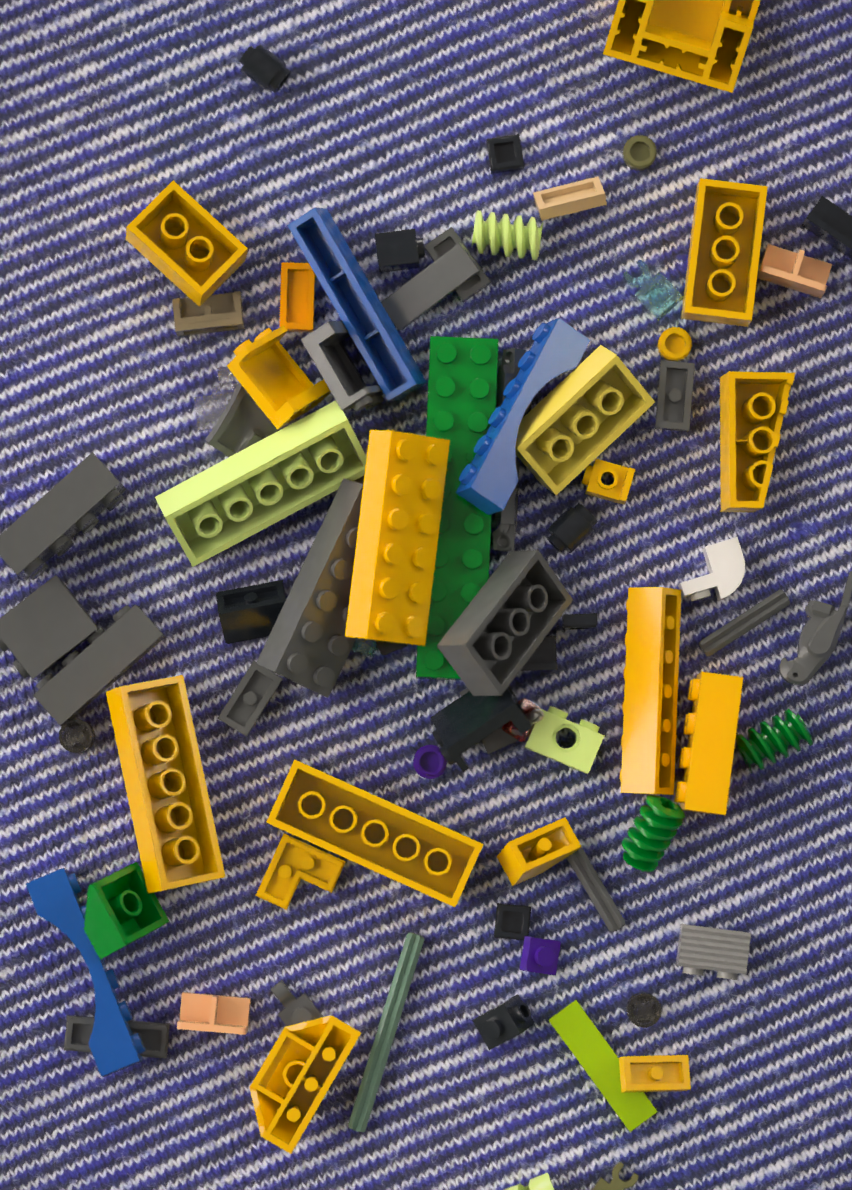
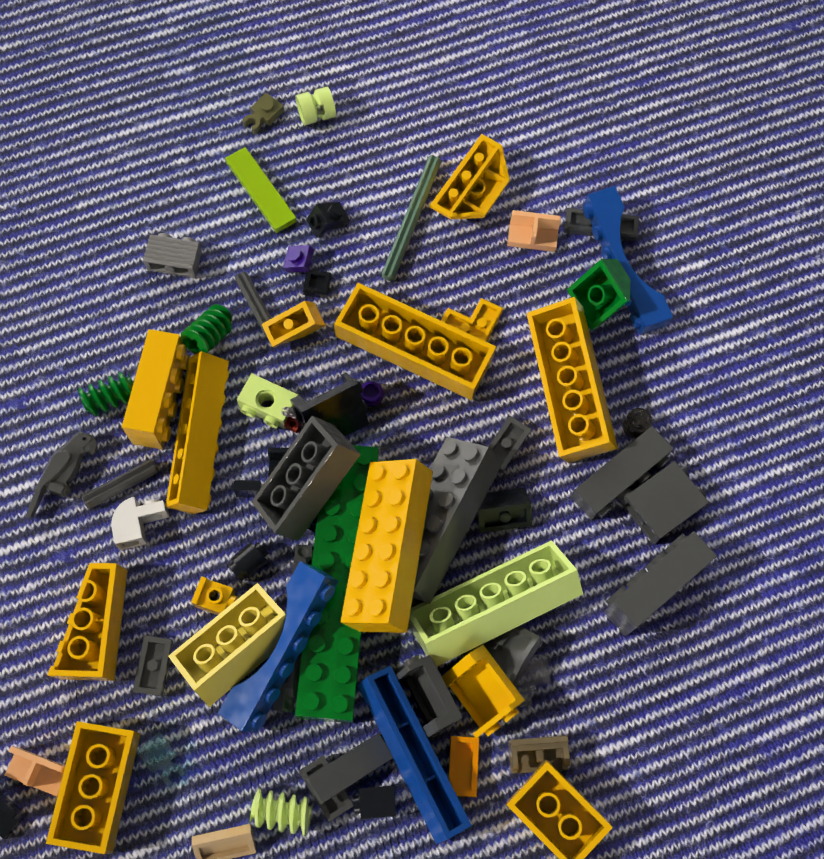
camera: 175 degrees right, 15 degrees down
(296, 1009) = (474, 232): dark grey plate -> none
(647, 1014) = (227, 214): clear smoke wheel -> none
(654, 1073) = (223, 178): yellow plate -> none
(674, 344) = (148, 711): yellow tile -> none

